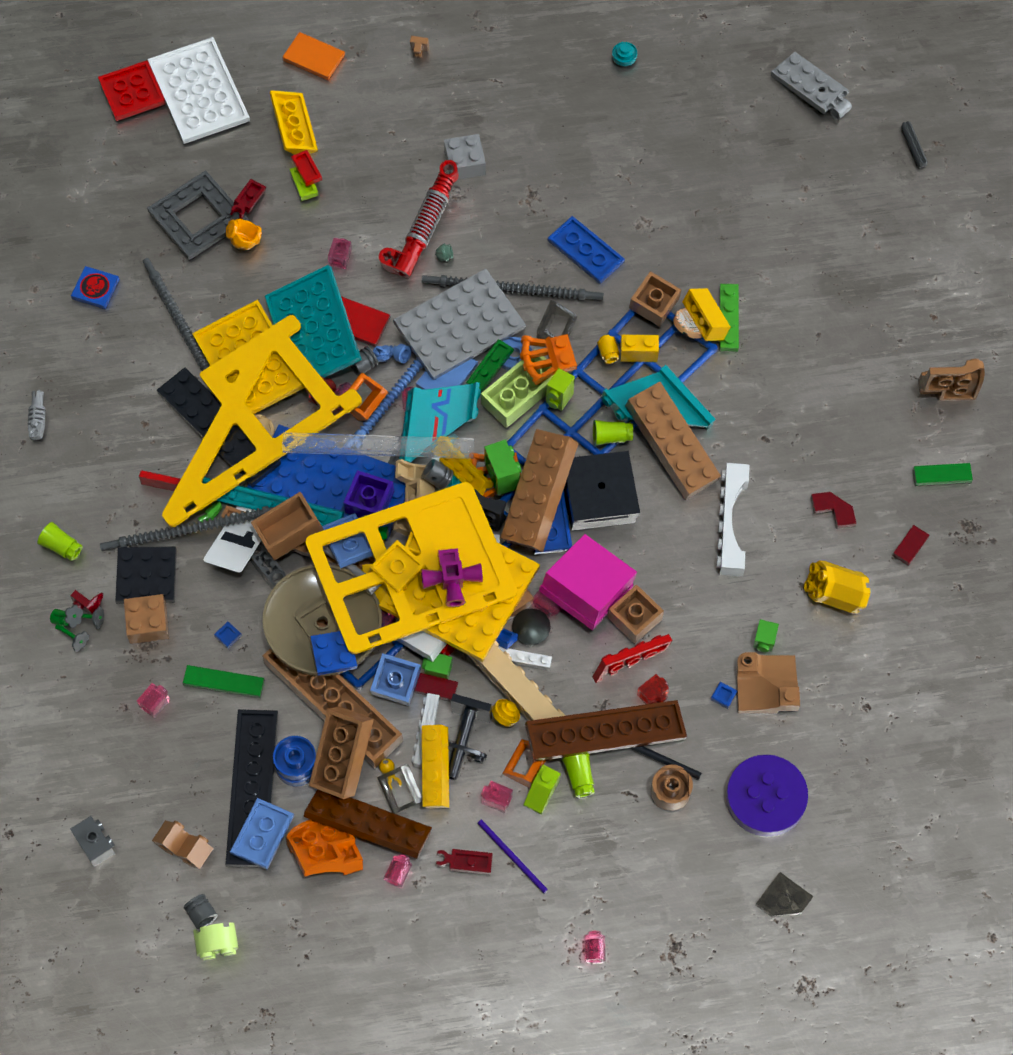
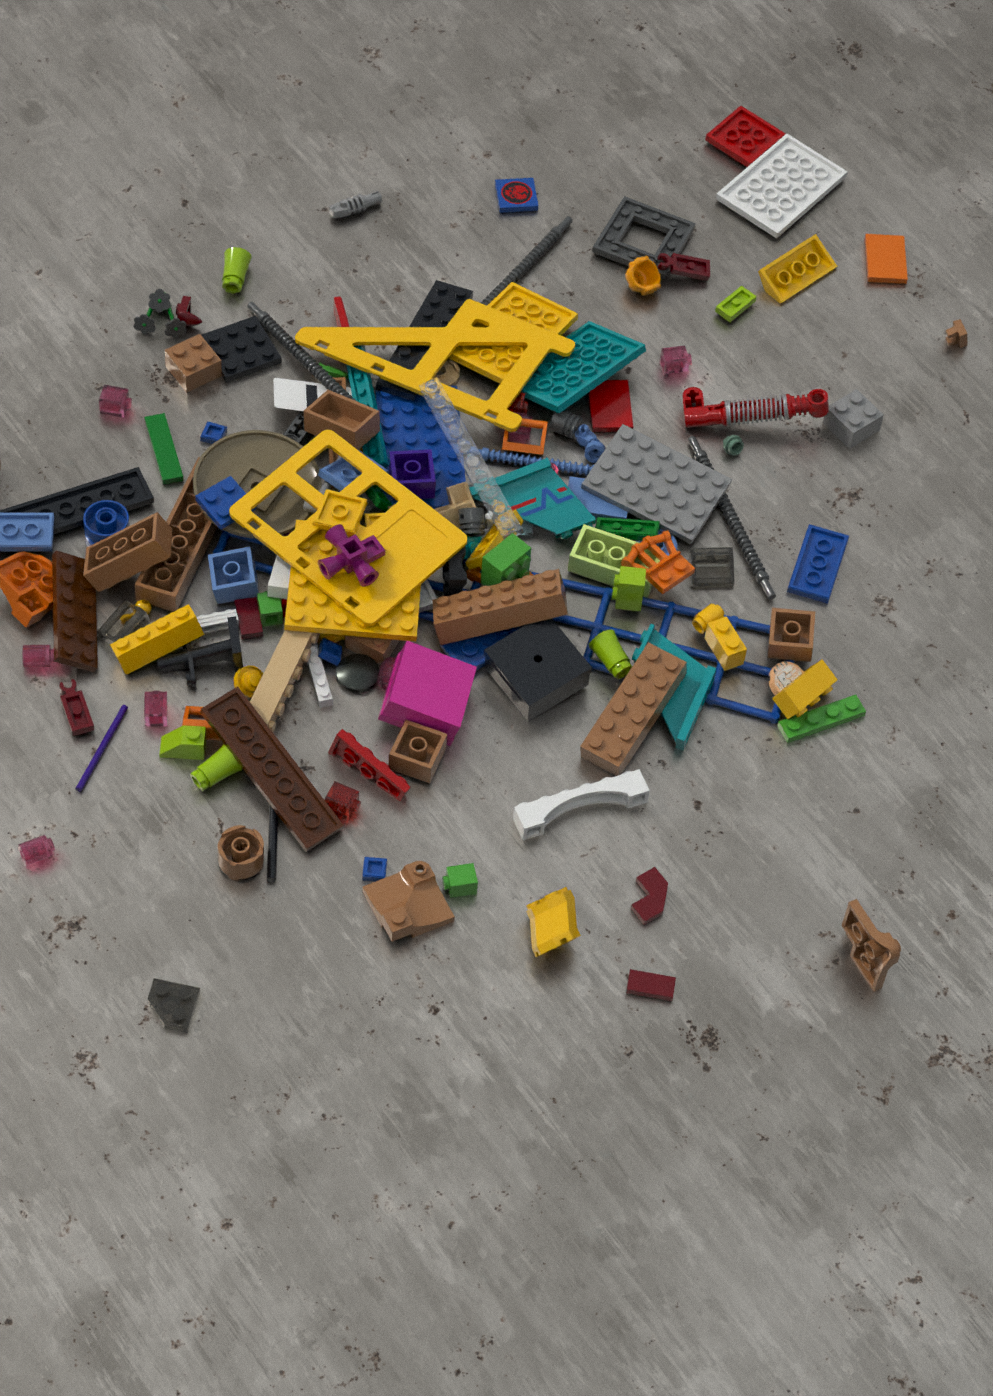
camera: 60 degrees right, 10 degrees down
(306, 168) = (750, 296): red tile -> none
(767, 795) = (279, 946): dark purple brick -> none
(942, 474) = (757, 987): green tile -> none

